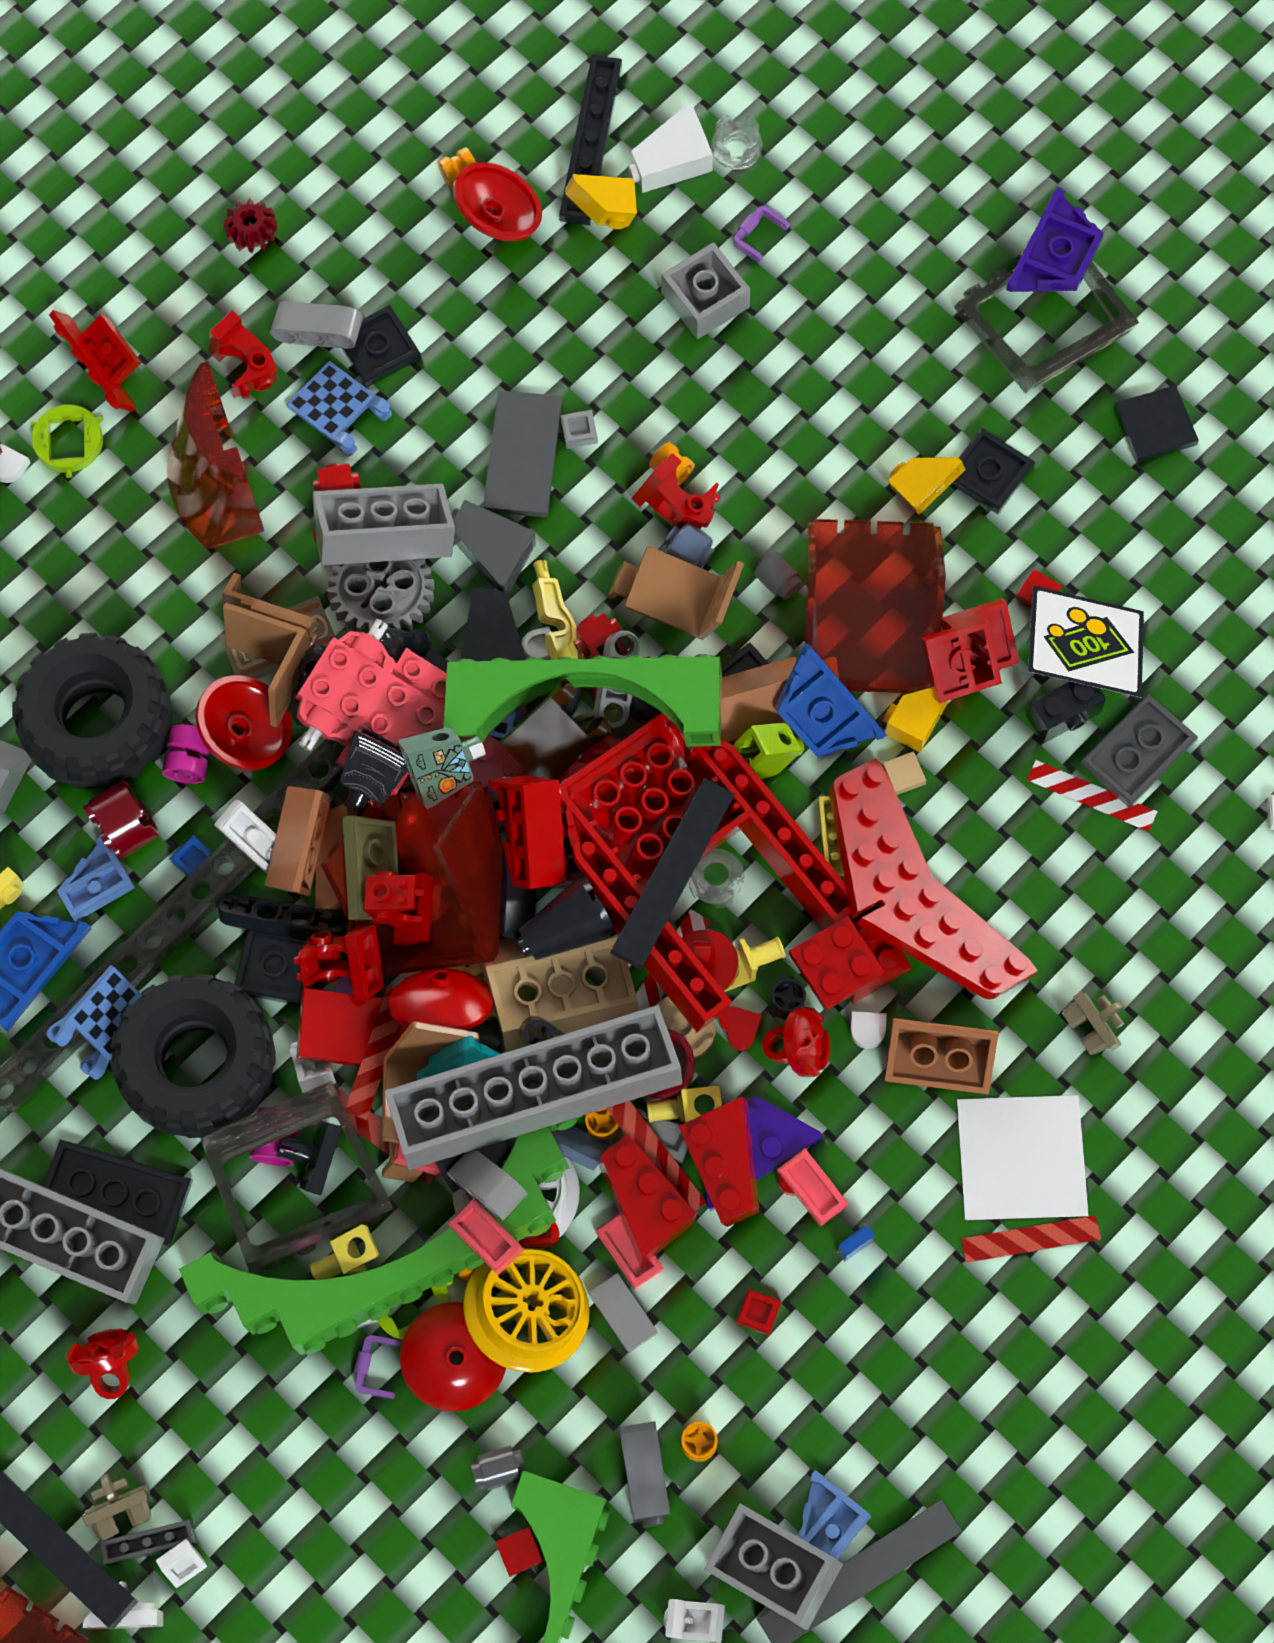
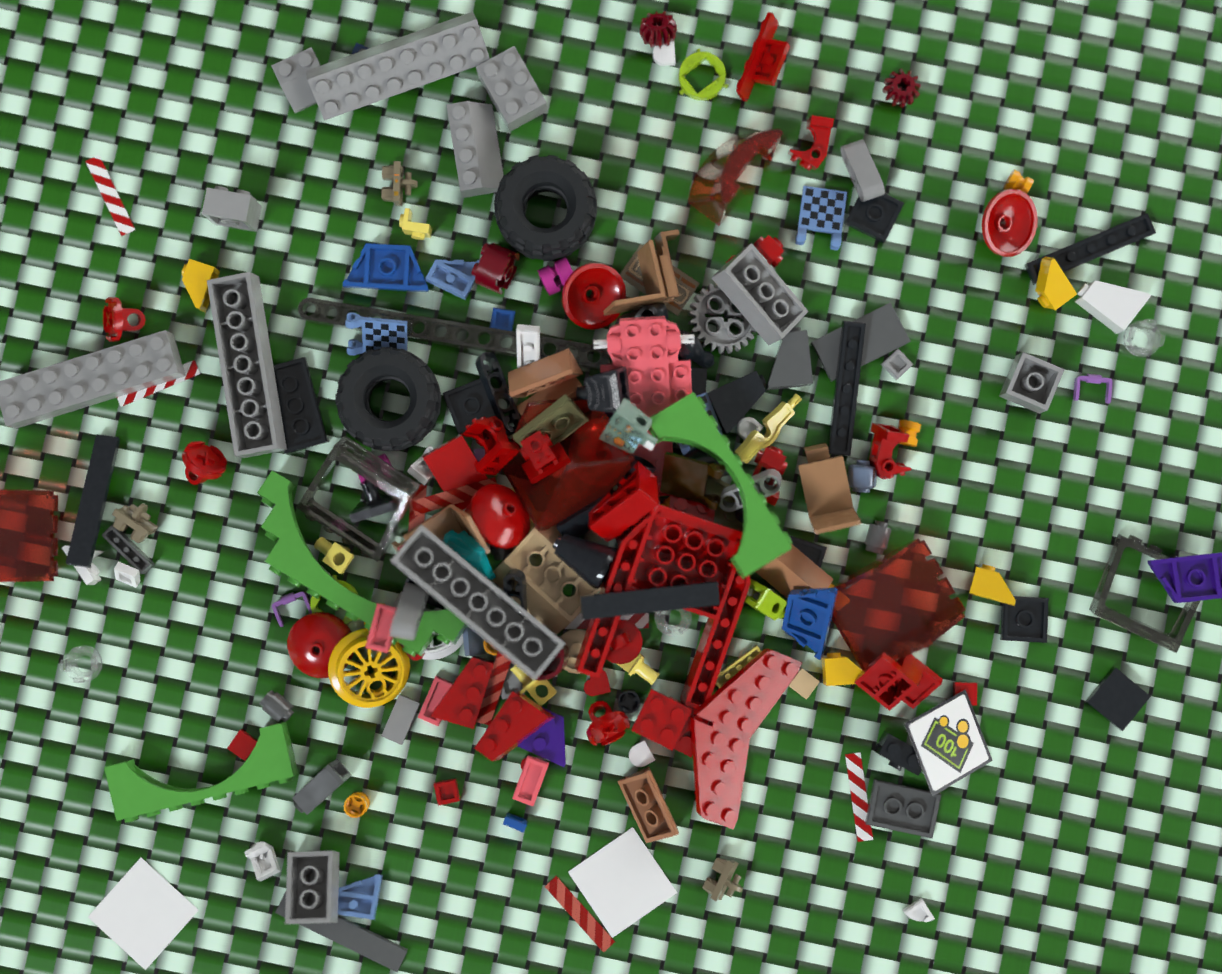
camera: 55 degrees right, 15 degrees up
(565, 499) = (846, 388): none -> black tile

